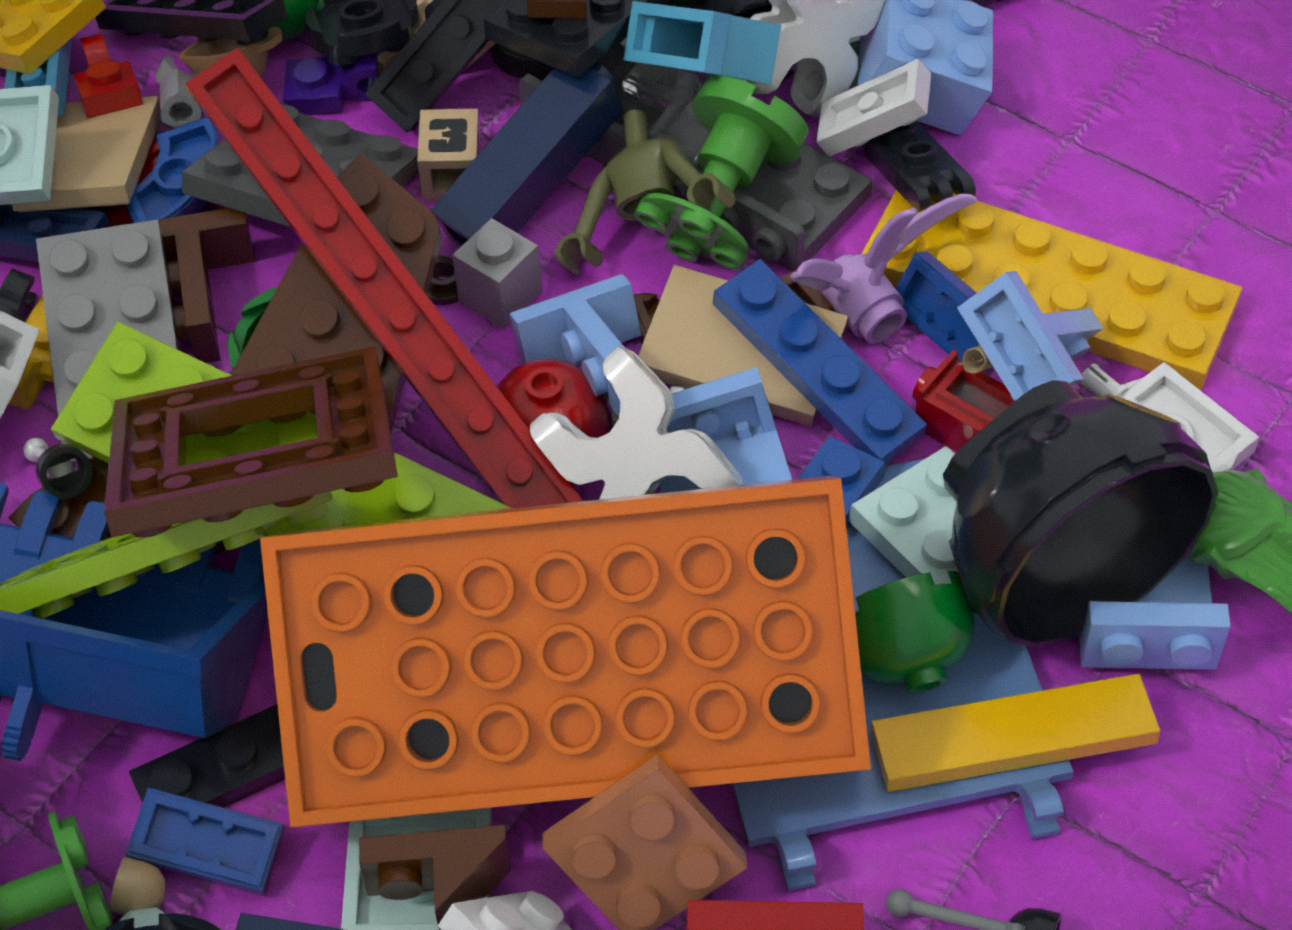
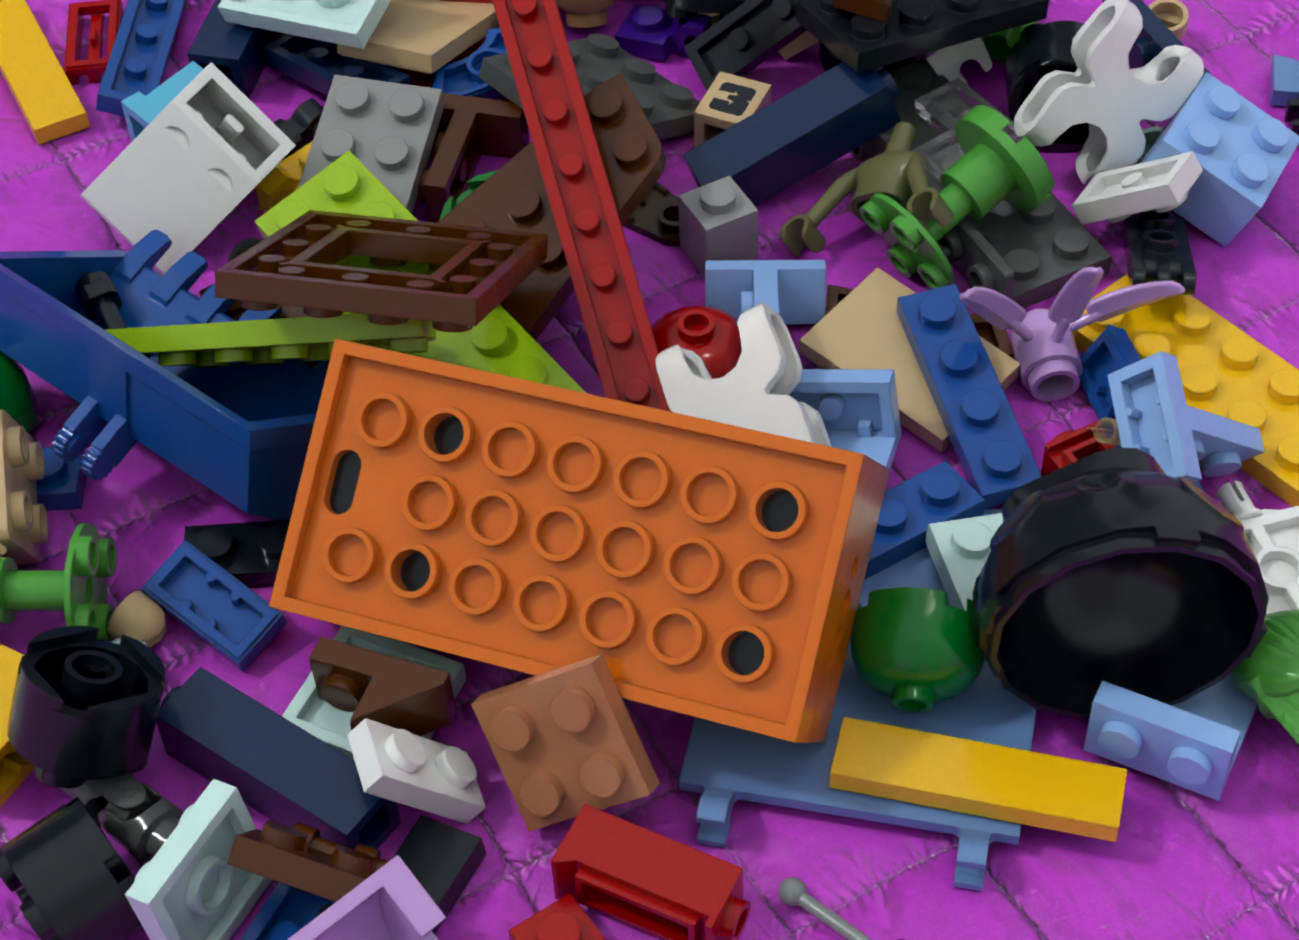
camera: 25 degrees right, 5 degrees down
(702, 42) = (988, 75): medium azure hips -> none

